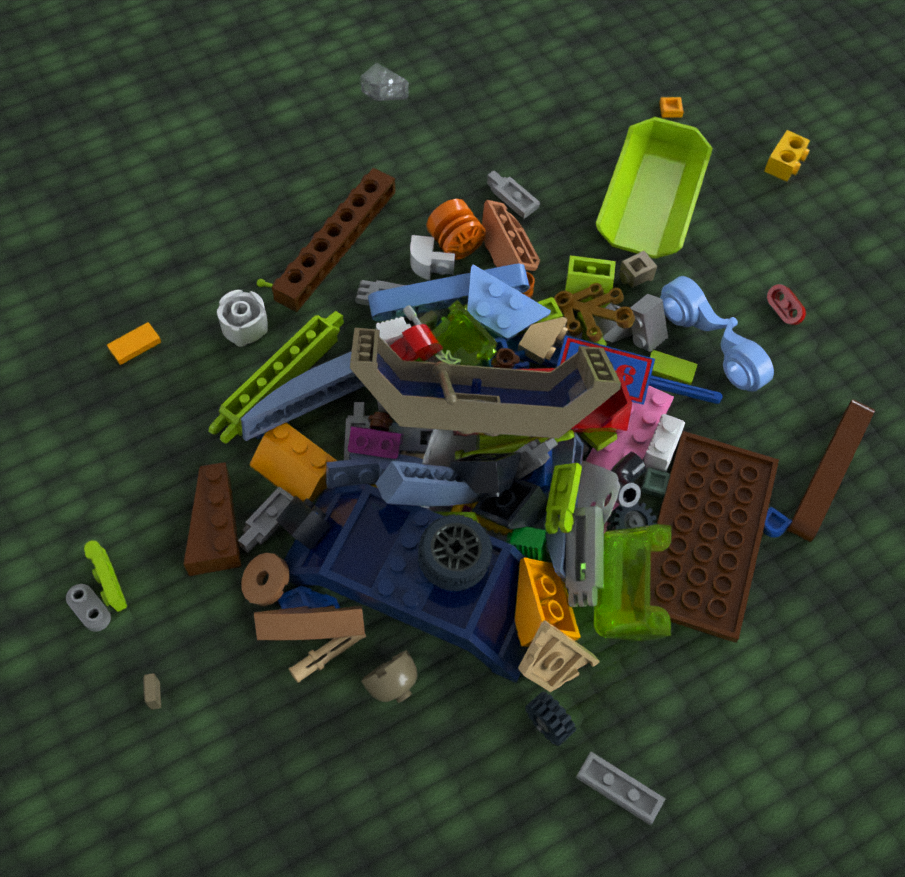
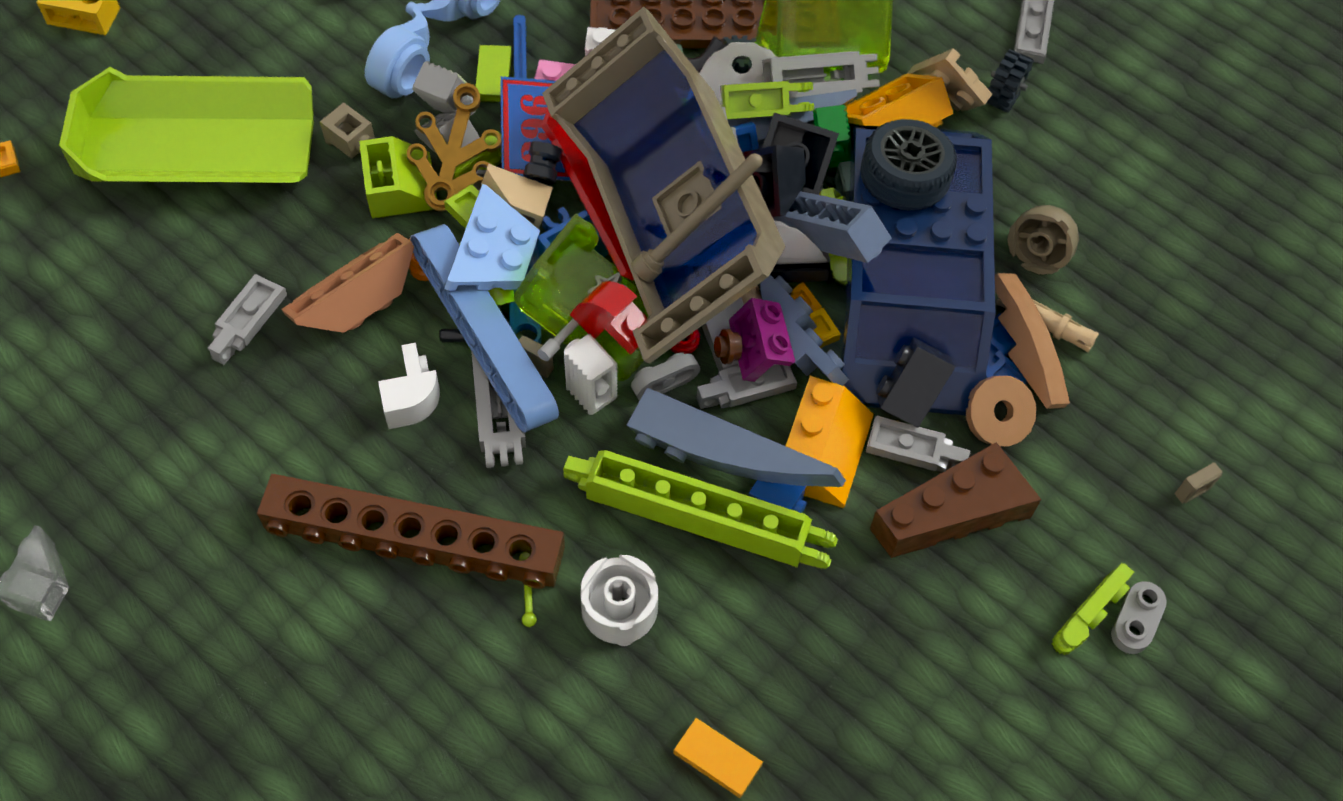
camera: 110 degrees left, 0 degrees up
(456, 228) = (354, 355): orange wheel -> none
(505, 354) = (584, 210): reddish brown plate -> none
(557, 352) = (543, 162): none -> black wheel

